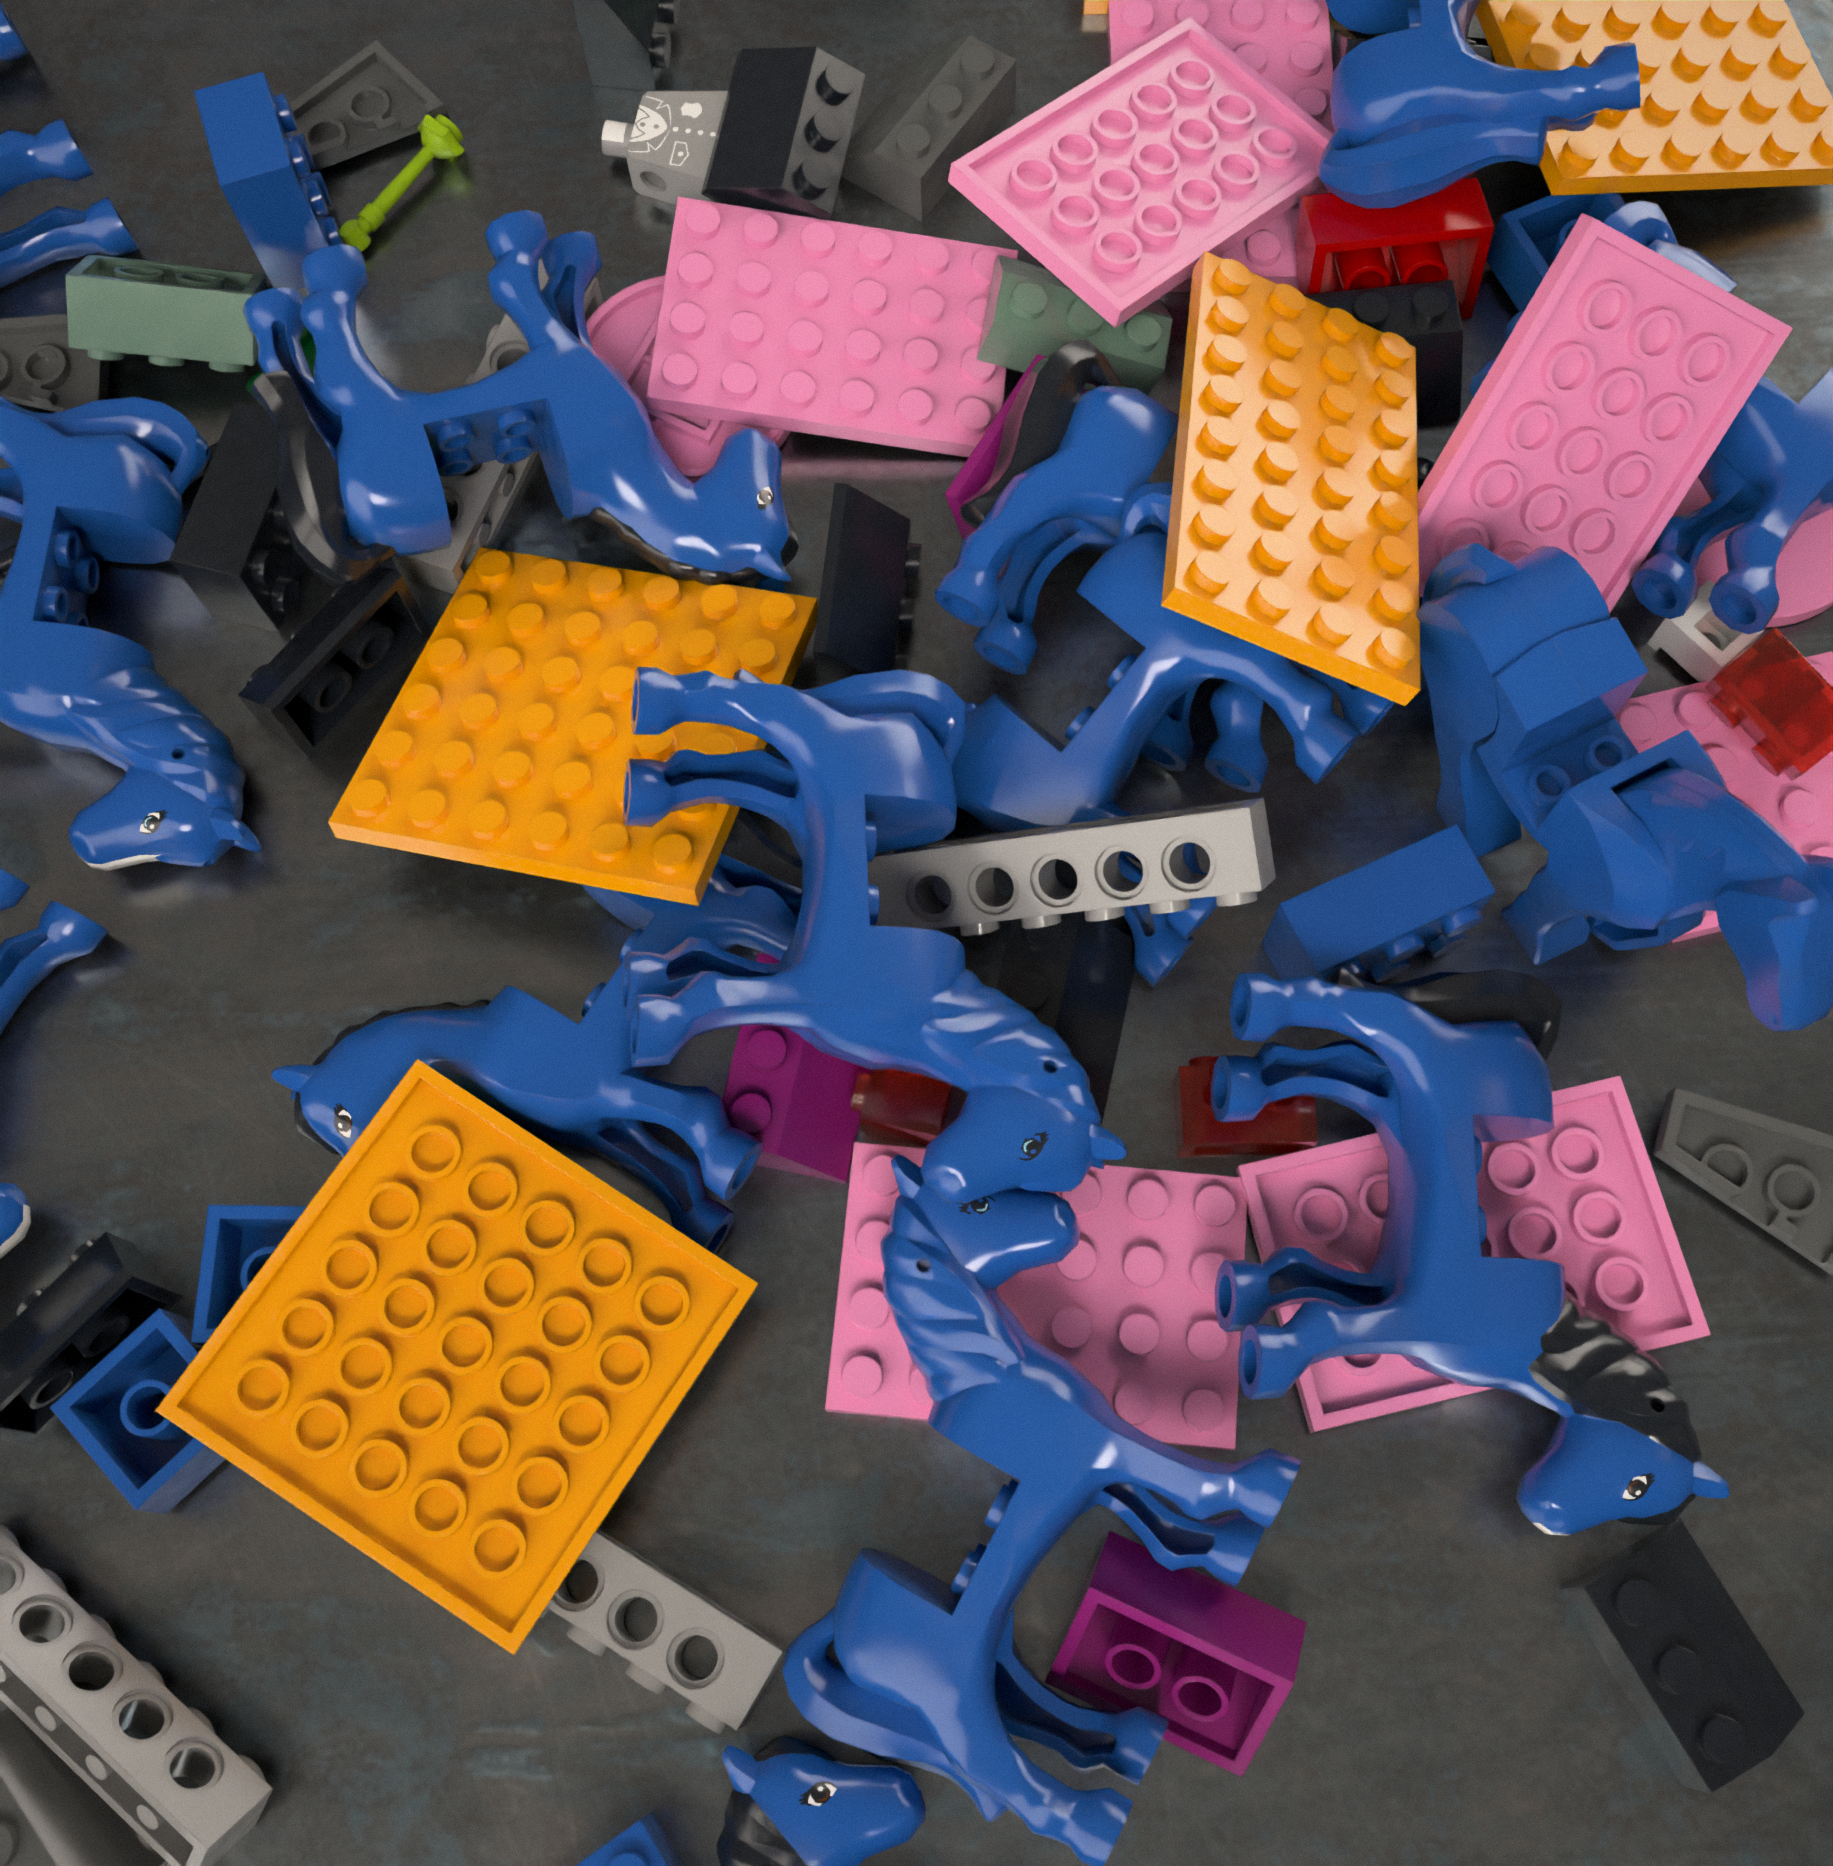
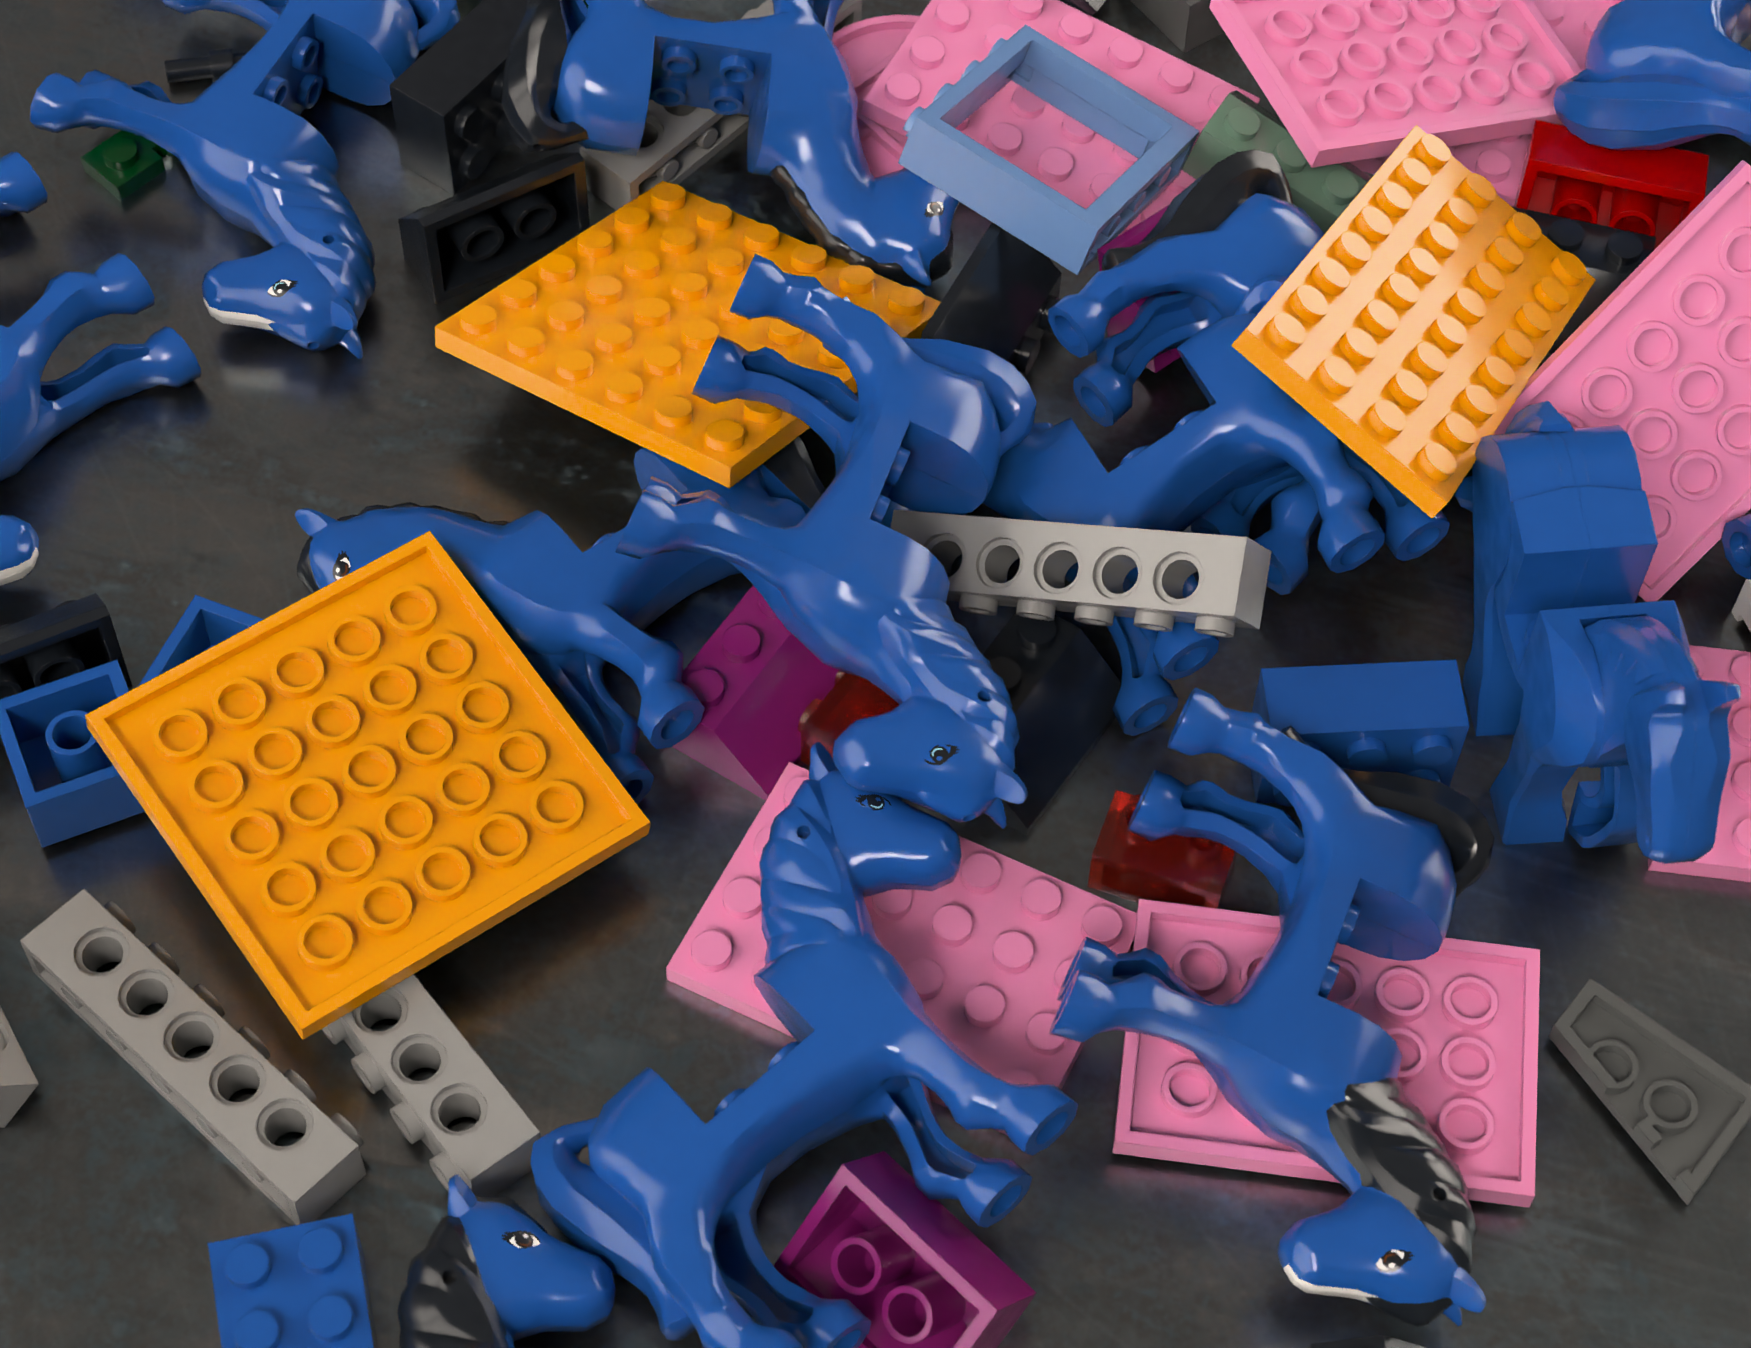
camera: 15 degrees right, 15 degrees down
(243, 1636) = (296, 1178): none -> light grey brick
(830, 467) = (1015, 197): none -> medium blue window

